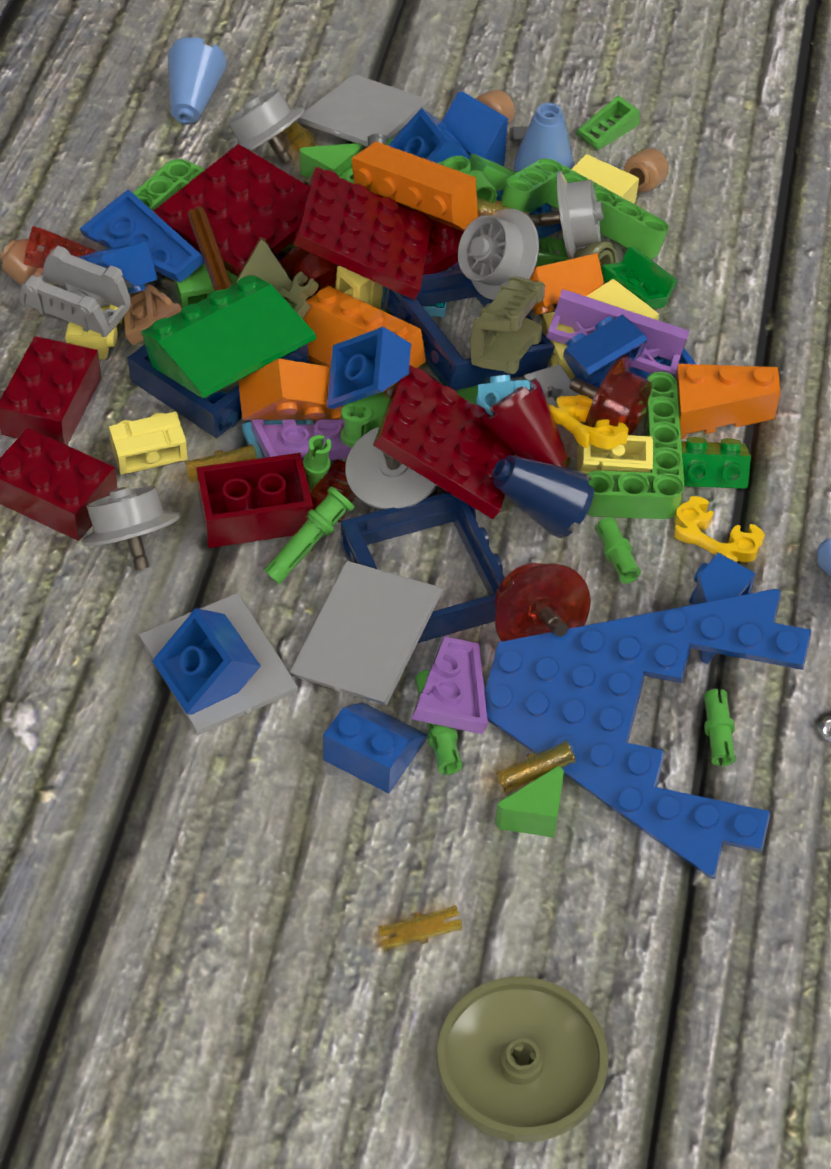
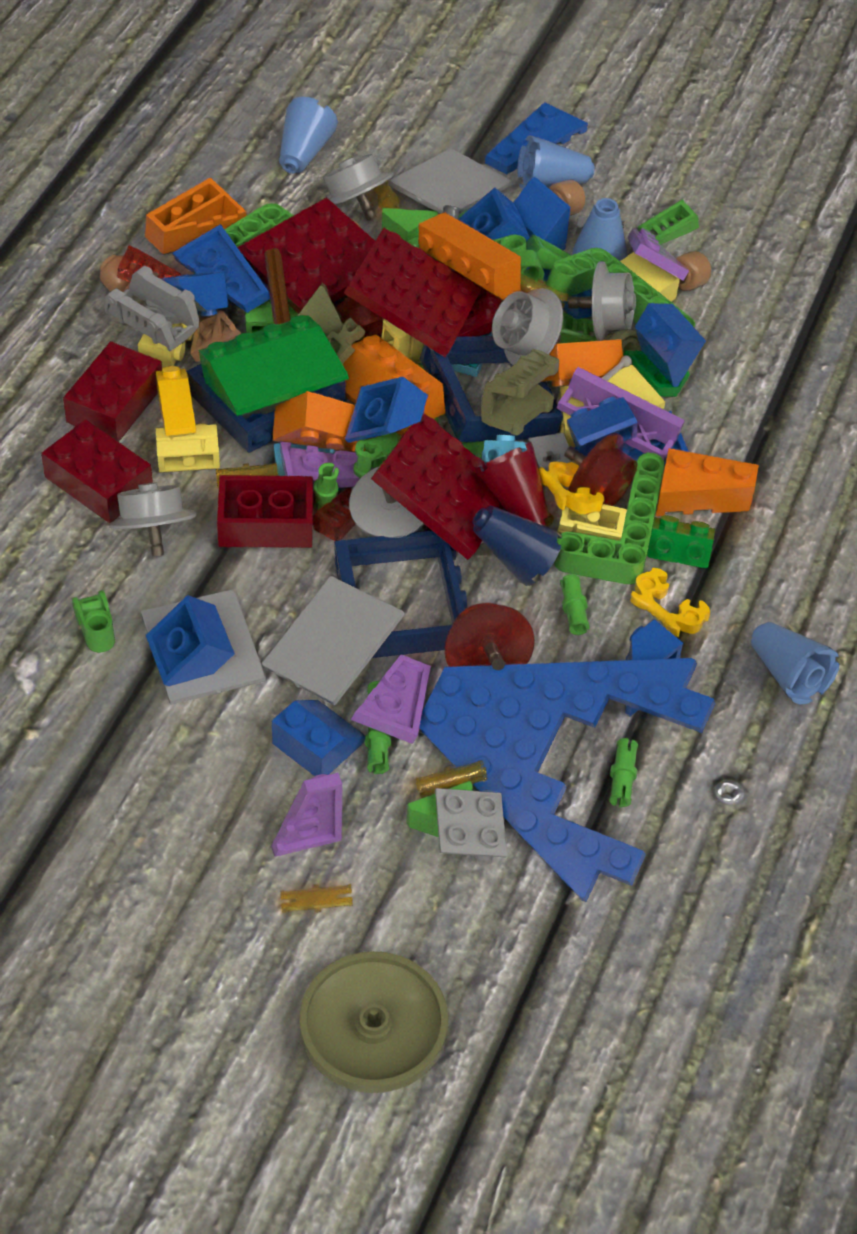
camera: 10 degrees right, 0 degrees up
(90, 186) = (191, 216): none -> orange wedge
(90, 654) = (95, 621): none -> bright green piece
(124, 392) = (175, 401): none -> yellow slope
(319, 523) = (314, 540): bright green pin -> none
(398, 836) = (313, 816): none -> medium lavender wing
(441, 49) = (546, 123): none -> blue wing
(468, 73) = (552, 163): none -> medium blue cone
(572, 813) = (471, 824): none -> light grey hinge
(601, 151) = (647, 247): none -> medium lavender wing
(606, 276) = (624, 362): none -> light grey hinge
(649, 247) = (668, 340): none -> blue slope

